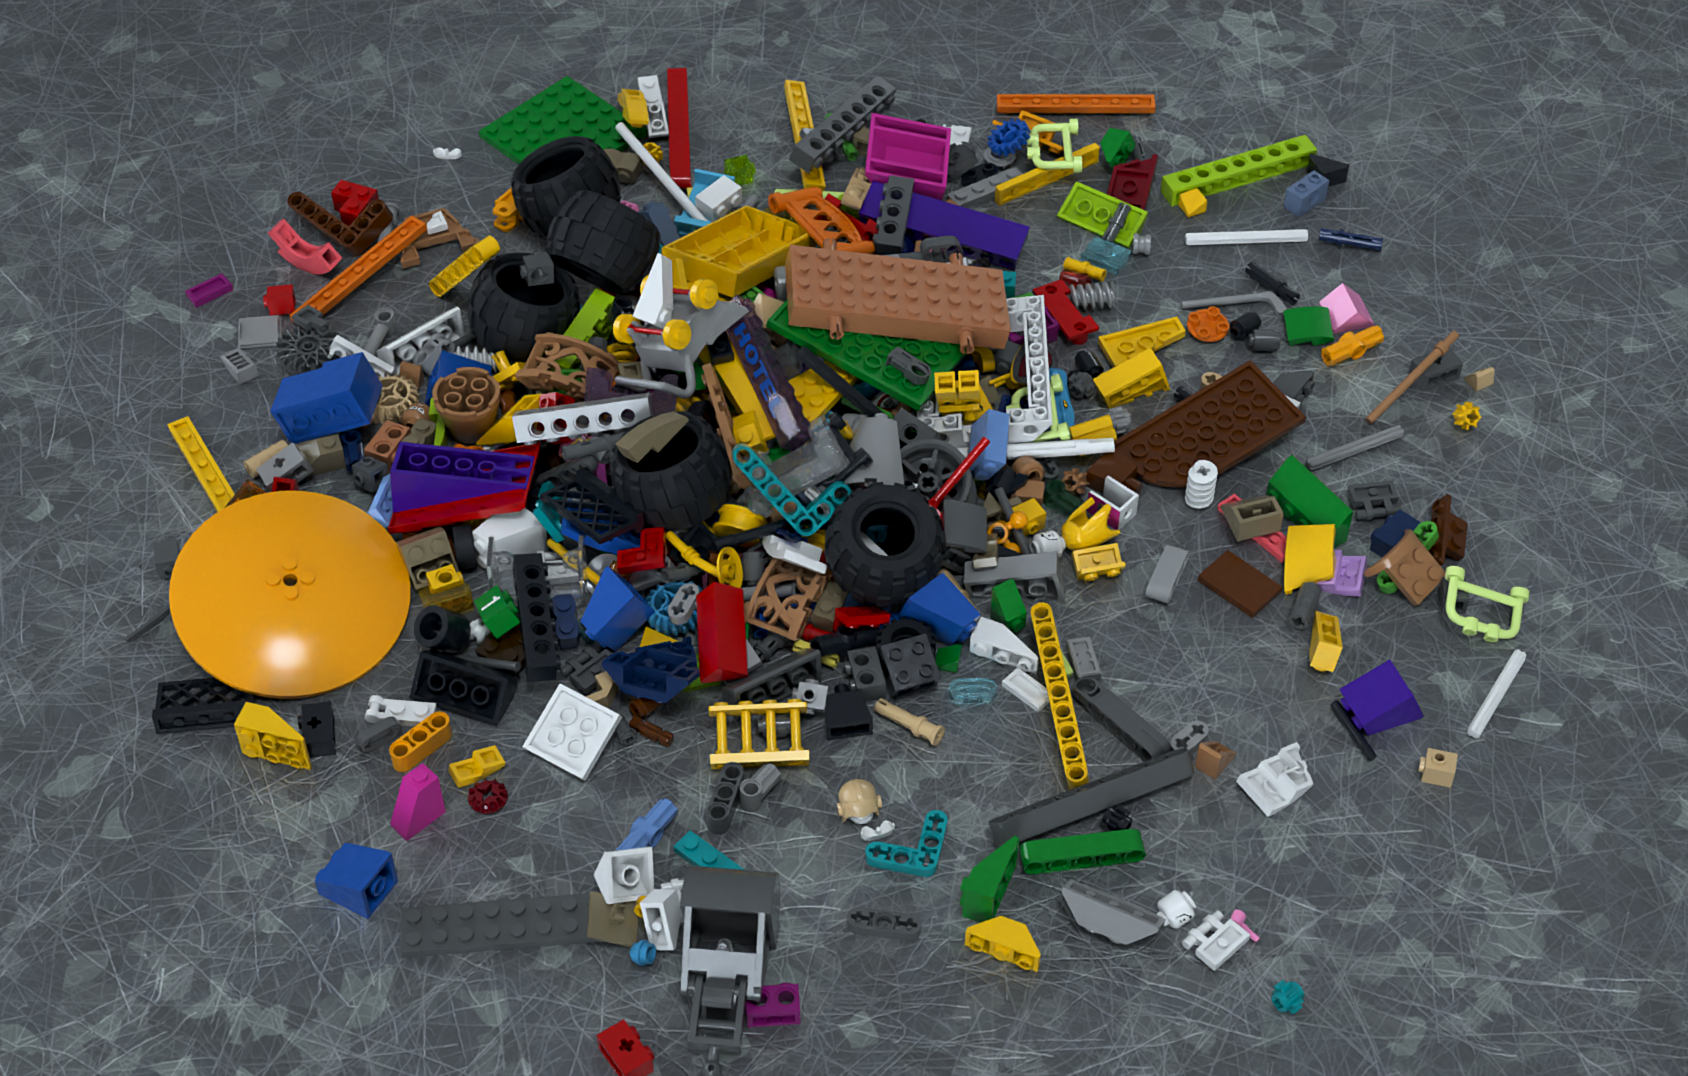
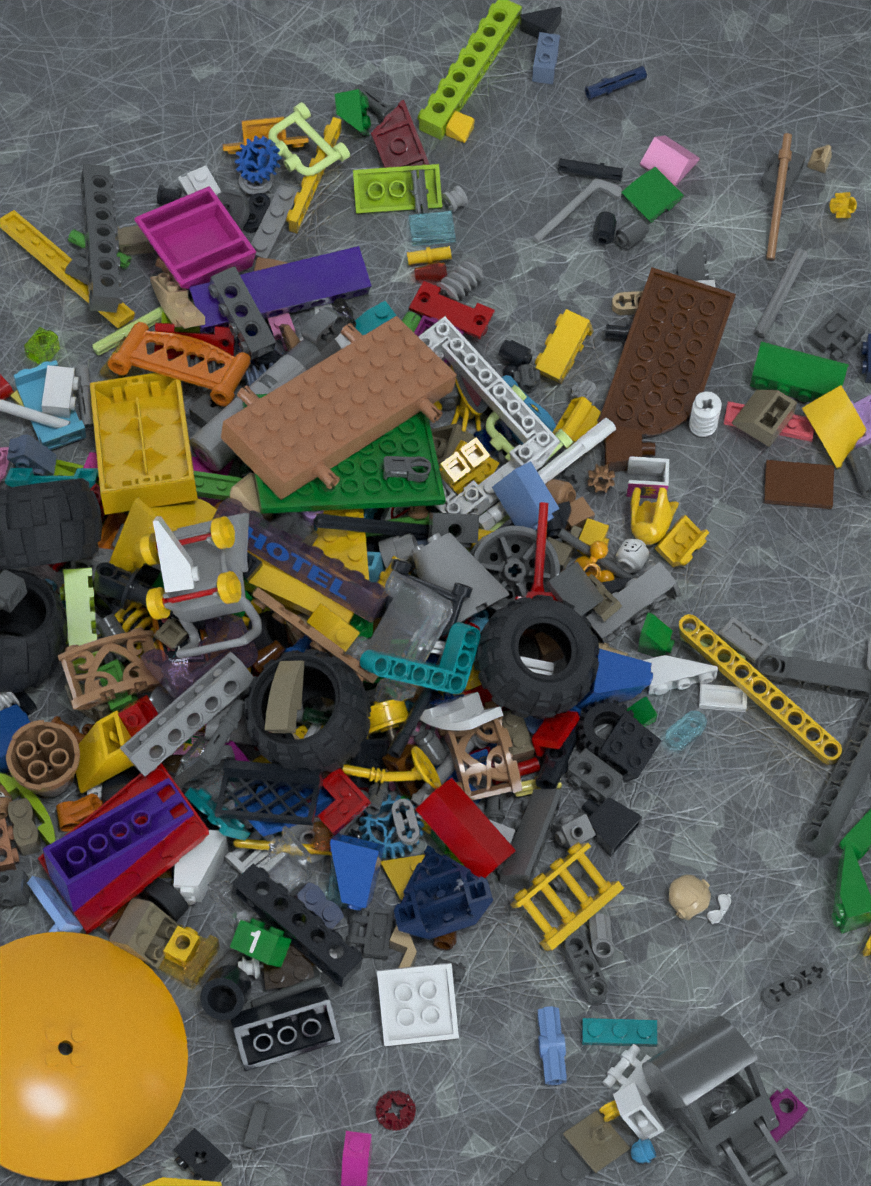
camera: 40 degrees left, 15 degrees up
(406, 712) = (253, 1088): white plate -> none
(420, 741) = (301, 1116): light orange beam -> none
(482, 764) = (361, 1091): yellow slope -> none
(507, 372) = (48, 704): yellow plate -> none
(625, 874) = (579, 1099): white slope -> none
(651, 731) = (471, 953): reddish brown axle -> none
(915, 857) = (768, 910): teal beam -> none
(918, 725) = (672, 793): tan pin -> none
(1058, 497) = (607, 500): clear green piece -> none
(1076, 103) = (273, 81): orange plate -> none
(1128, 343) = (532, 304): yellow wing -> none
(1167, 574) = (741, 515): light grey beam -> none
(1208, 324) = (574, 246): orange dish -> none
(1246, 237) = (530, 134): white axle -> none
(1352, 345) = (702, 192): light orange piece -> none

